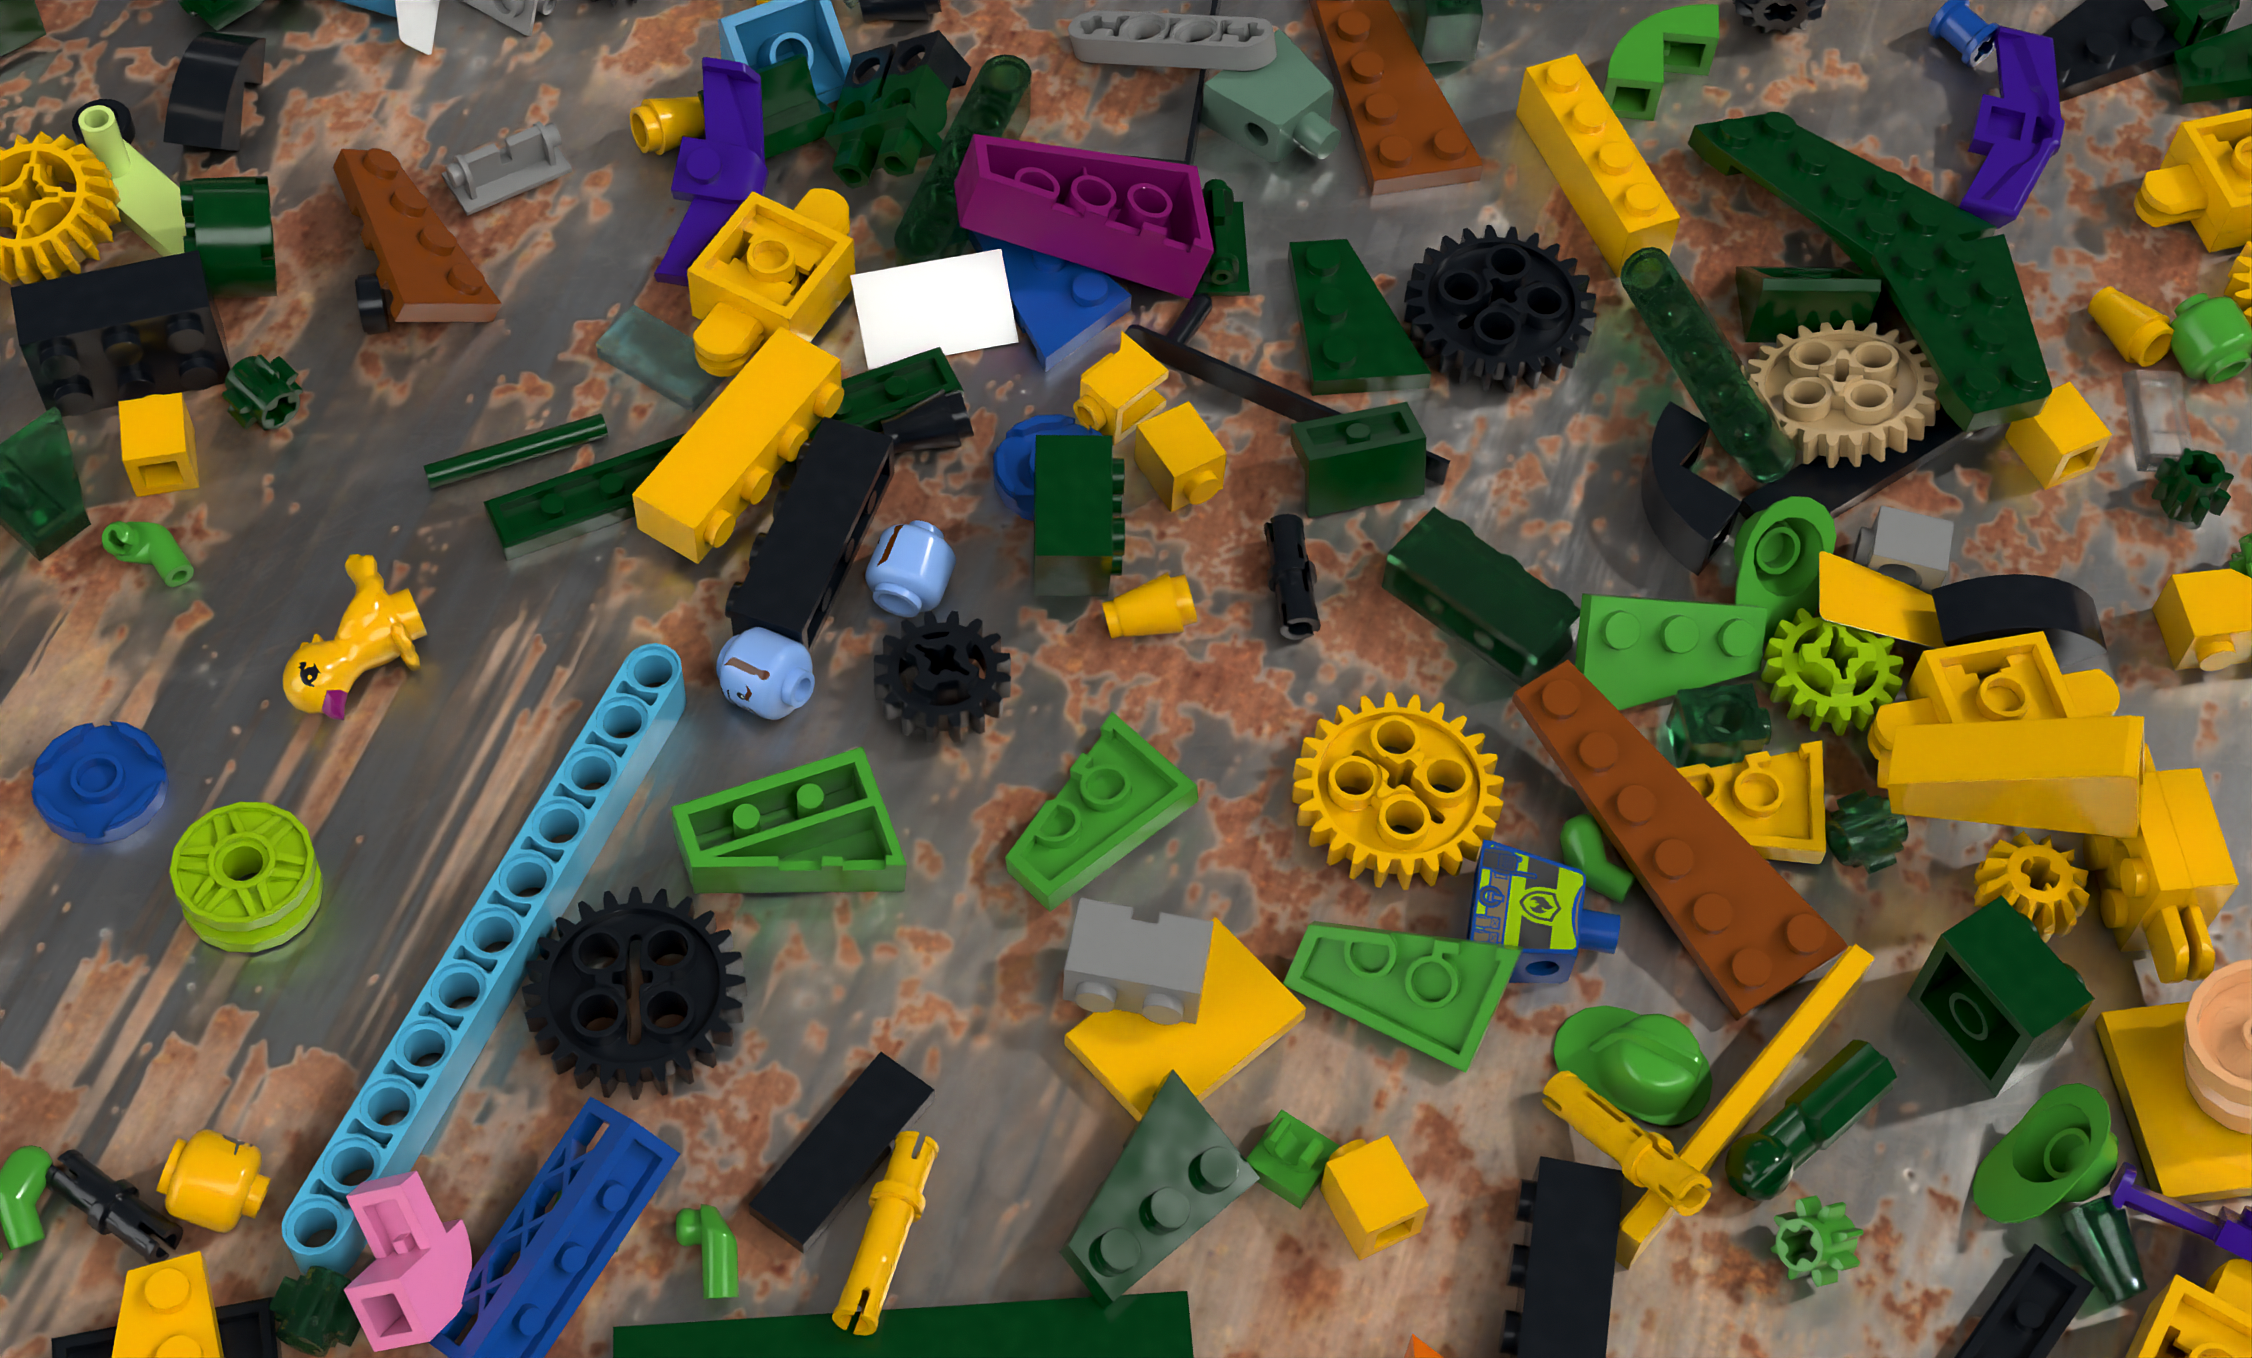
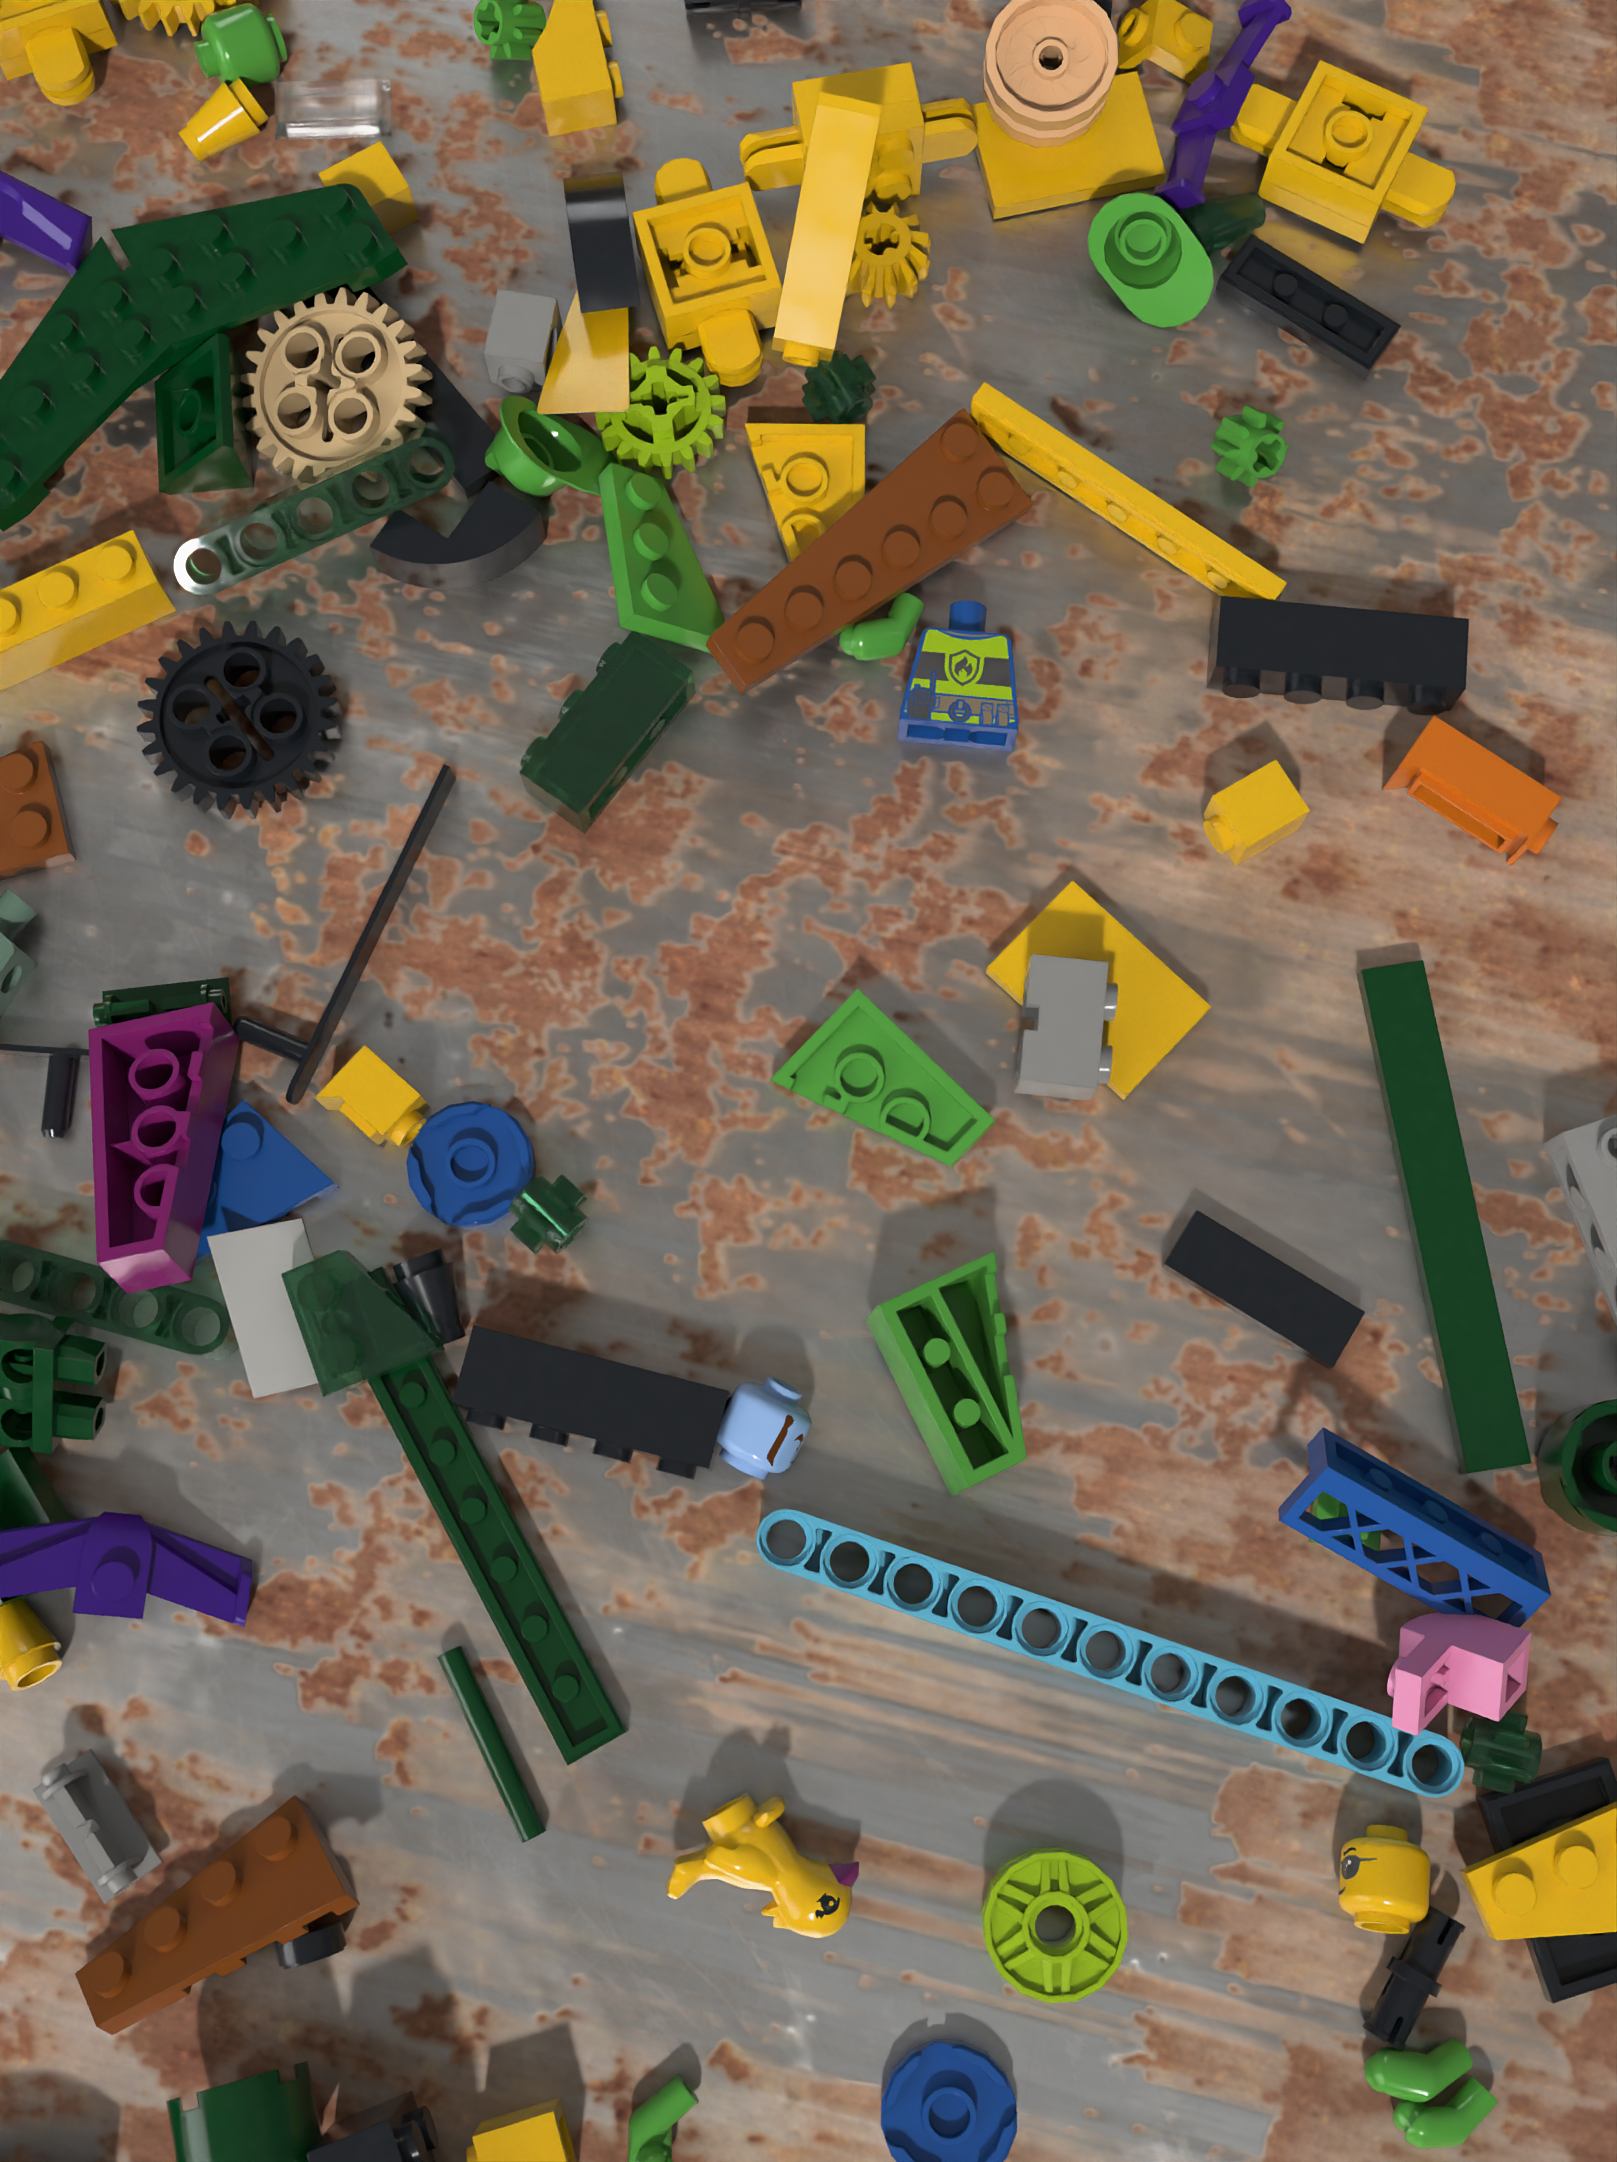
camera: 90 degrees left, 20 degrees up
(262, 392) = (448, 2046): dark green gear -> none
(571, 994) = (1144, 1565): black gear -> none
(657, 358) = (354, 1601): clear light blue tile -> none
(718, 1249) = (1376, 1389): bright green arm -> none
(739, 445) = (490, 1488): yellow brick -> none
(768, 273) = (256, 1487): yellow brick -> none
(894, 1206) = (1348, 1236): yellow pin -> none
(910, 568) = (619, 1295): light blue head -> none
(911, 356) = (353, 1323): none -> clear green wing
(943, 679) = (723, 1234): black gear -> none
(995, 514) = (548, 1214): none -> clear green gear
(1077, 515) = (571, 1122): dark green brick -> none
(1151, 608) = (645, 1049): yellow cone -> none
(1160, 1191) = (1276, 991): dark green wing -> none
(1180, 457) = (460, 1030): yellow brick -> none
(1291, 577) = (593, 915): black pin -> none
(1291, 1158) = (1217, 889): bright green tile -> none
(1347, 325) = (259, 878): dark green wing -> none
(1360, 458) = (445, 851): dark green panel -> none
(1397, 790) = (879, 835): yellow gear -> none
(1406, 984) = (1047, 789): bright green wing -> none
(1637, 1063) = (1083, 601): bright green piece -> none
(1644, 1156) = (1195, 591): yellow pin -> none
(1729, 707) = (743, 539): clear green brick -> none
(1811, 1121) = (1127, 445): dark green piece -> none
(2000, 995) = (1011, 278): dark green brick -> none
(2192, 486) = (420, 82): dark green gear -> none

